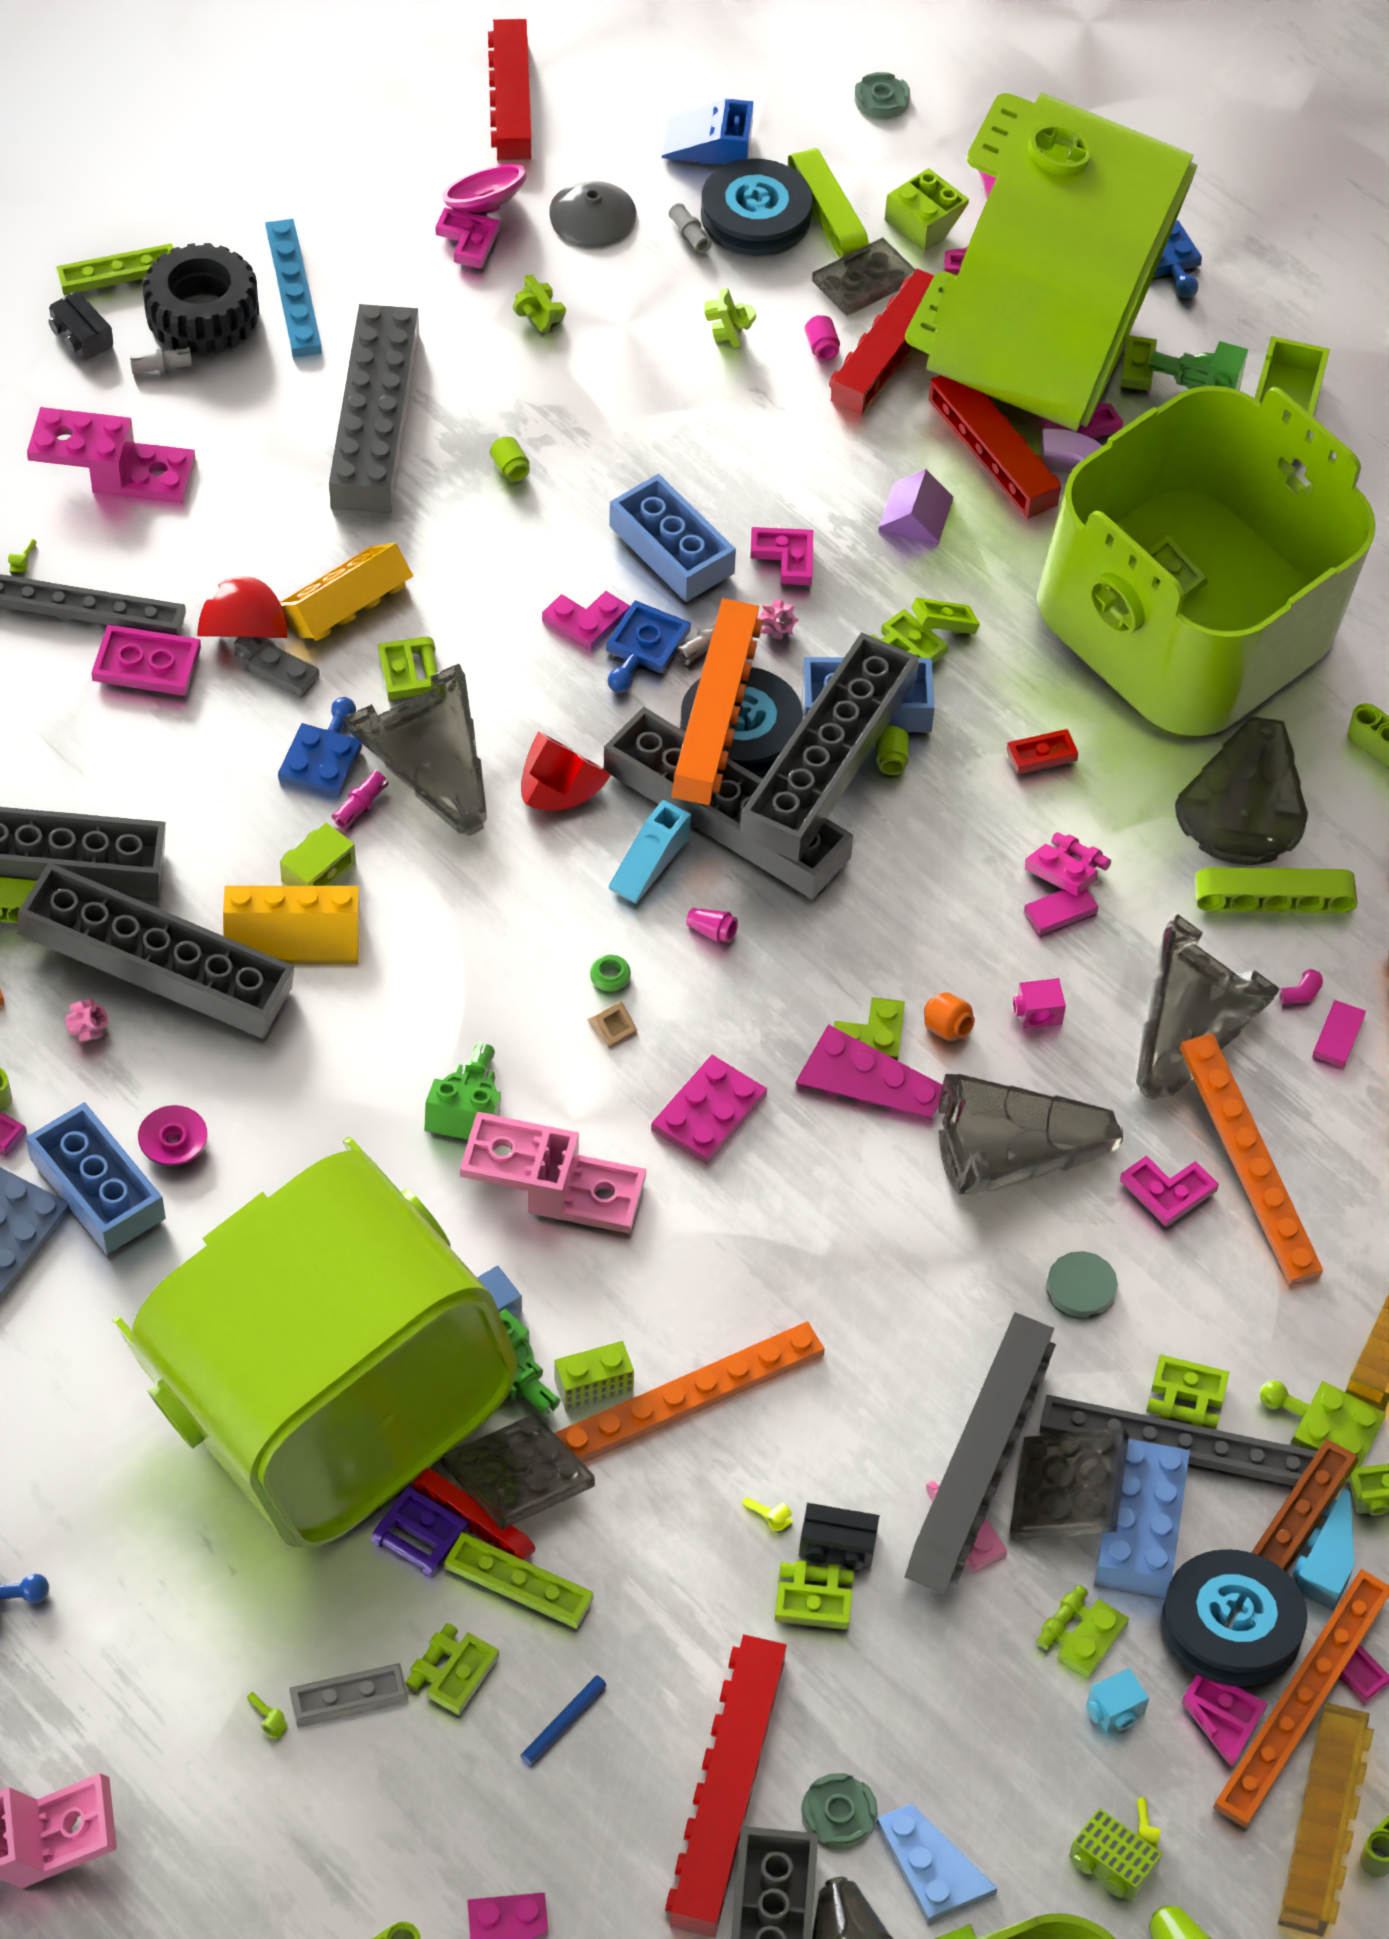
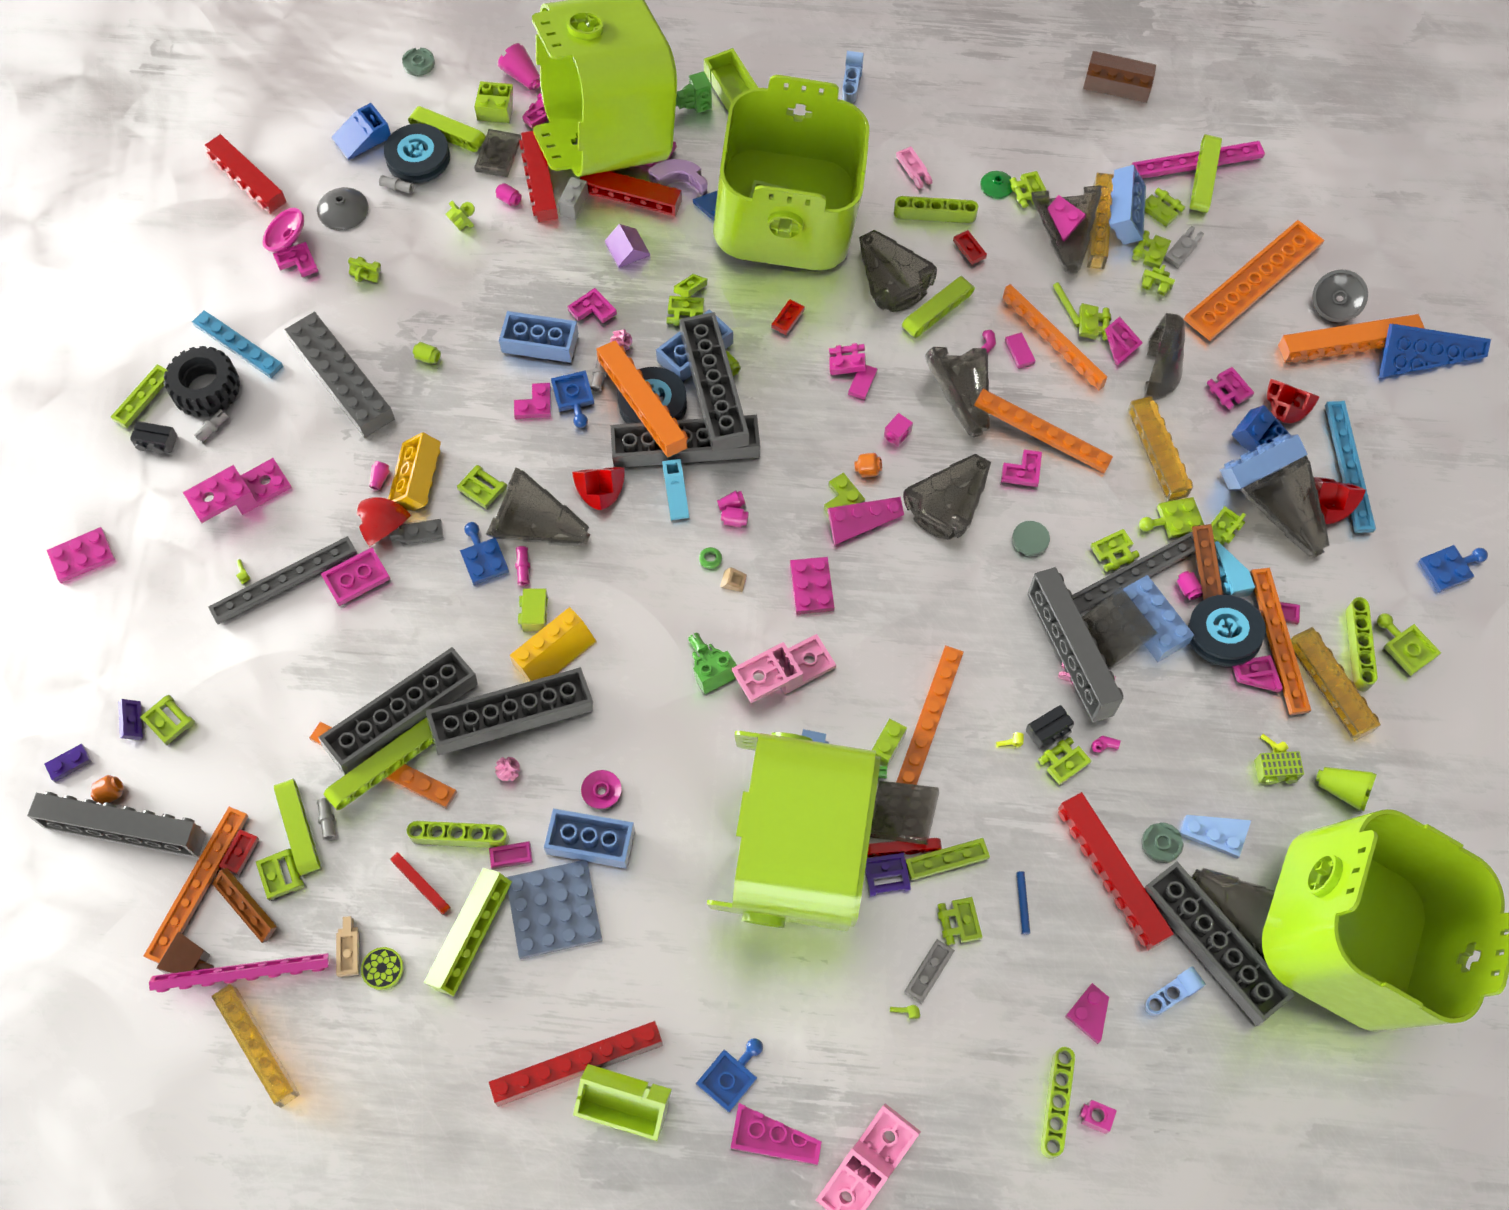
camera: 40 degrees left, 10 degrees up
(298, 561) = (378, 475): none -> dark pink cone
(694, 945) = (734, 517): none -> dark pink brick
(895, 1619) = (1104, 742): none -> dark pink arm
(904, 398) = (573, 198): none -> light grey piece
(1092, 1637) = (1180, 684): lime plate -> none
(1117, 1701) = (1218, 703): medium azure brick -> none
(1248, 1521) = (1189, 585): none -> dark pink brick

